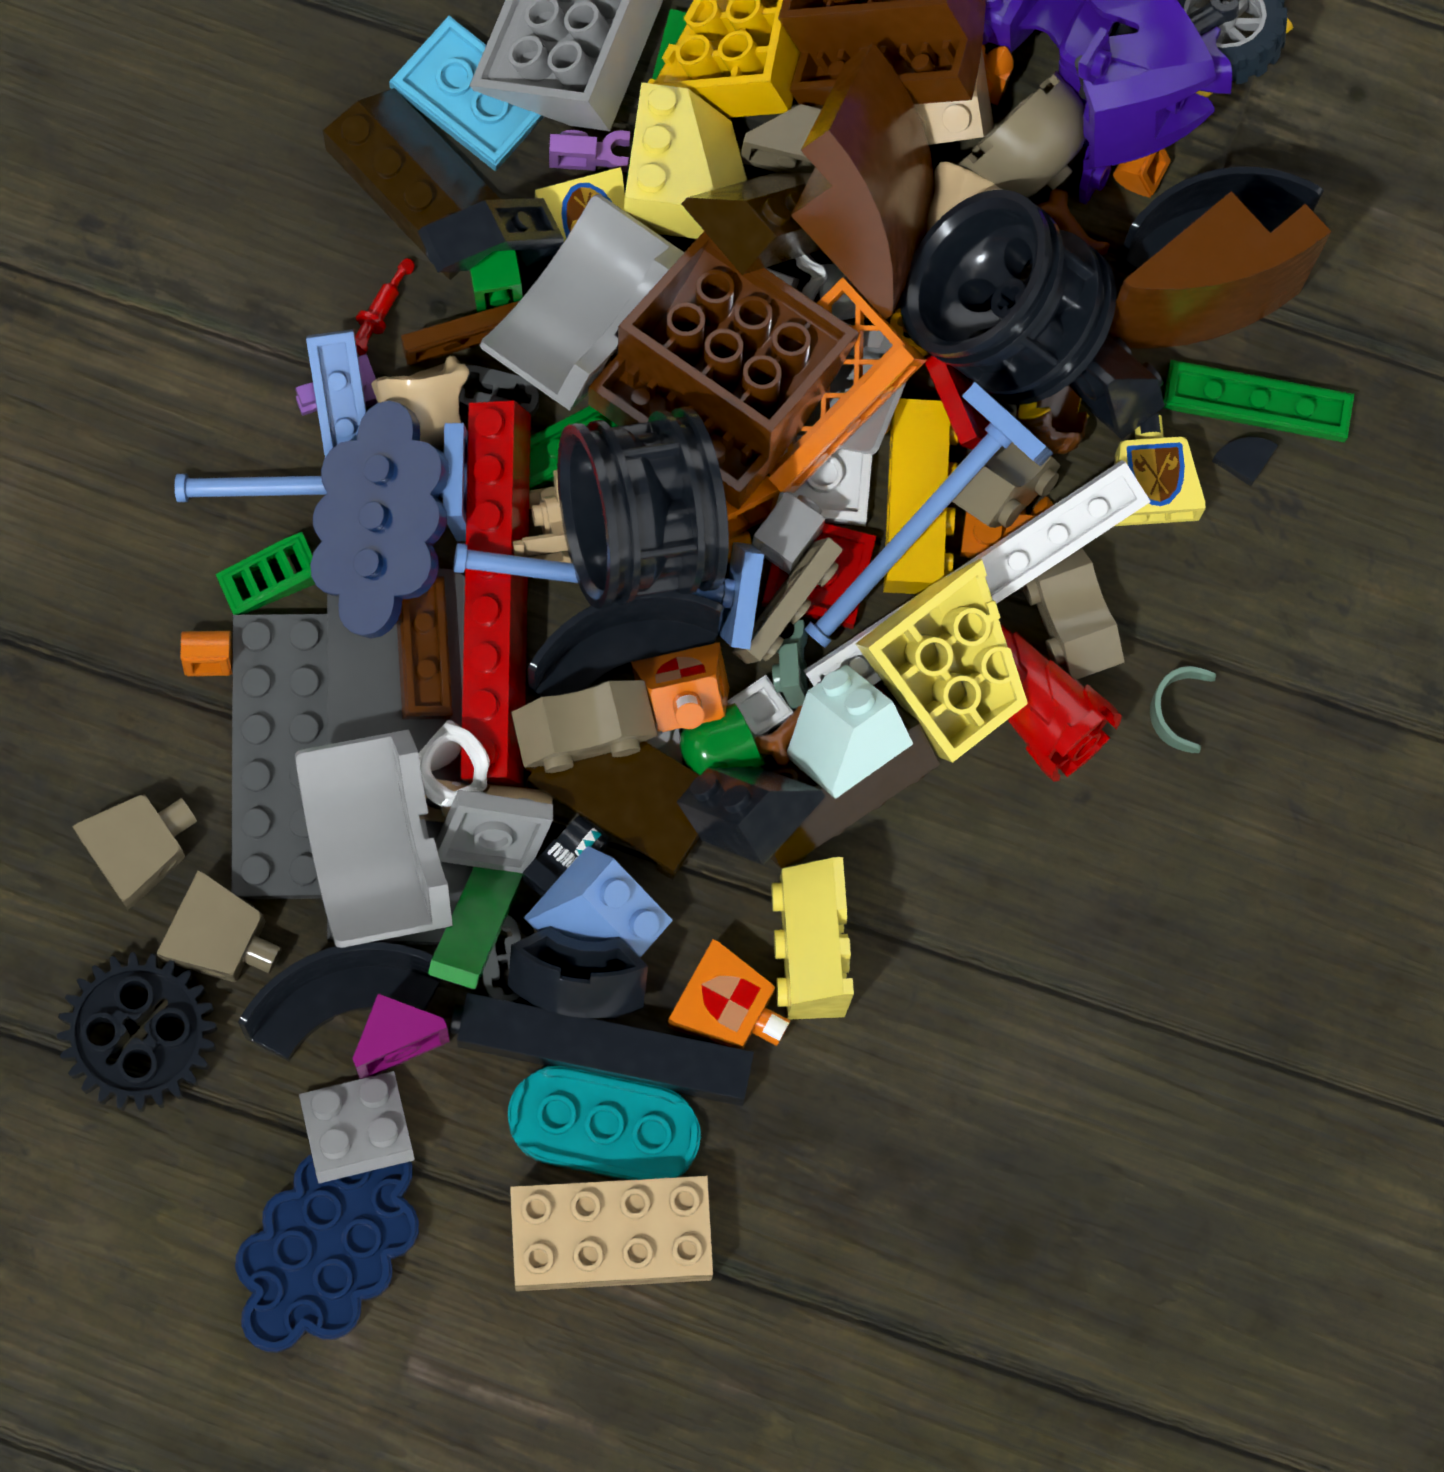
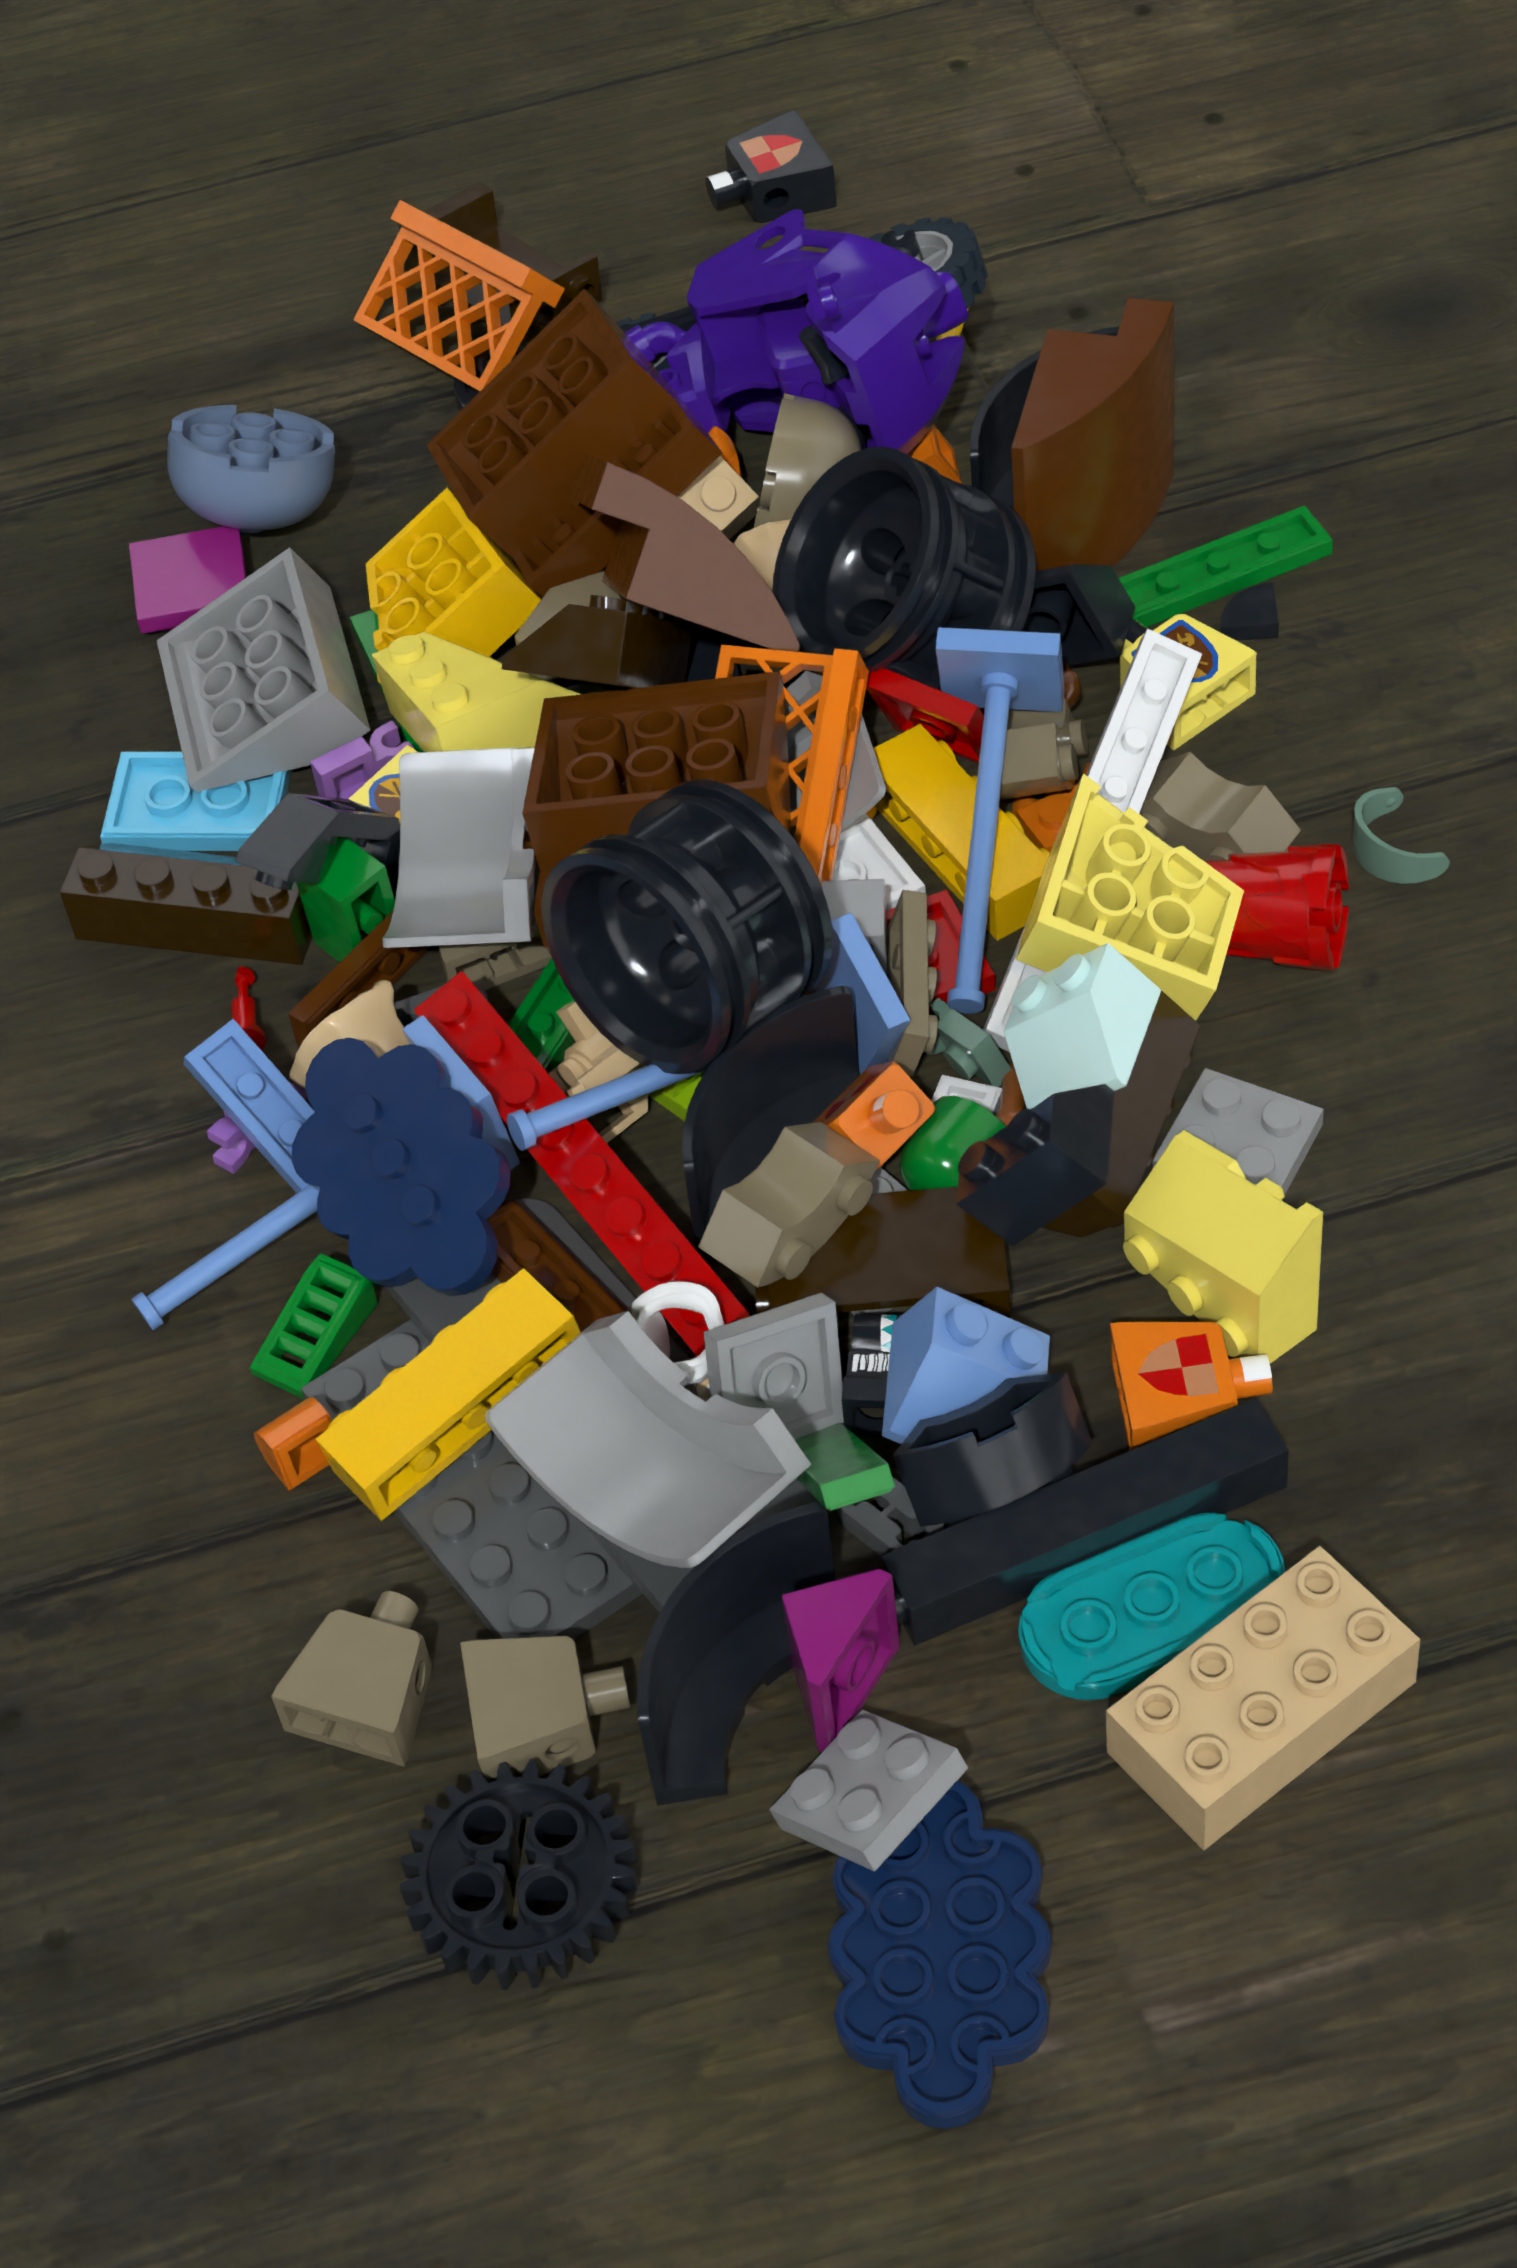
camera: 20 degrees left, 25 degrees down
(303, 701) = (439, 1400): none -> yellow brick
(902, 857) = (1250, 1124): none -> light grey plate

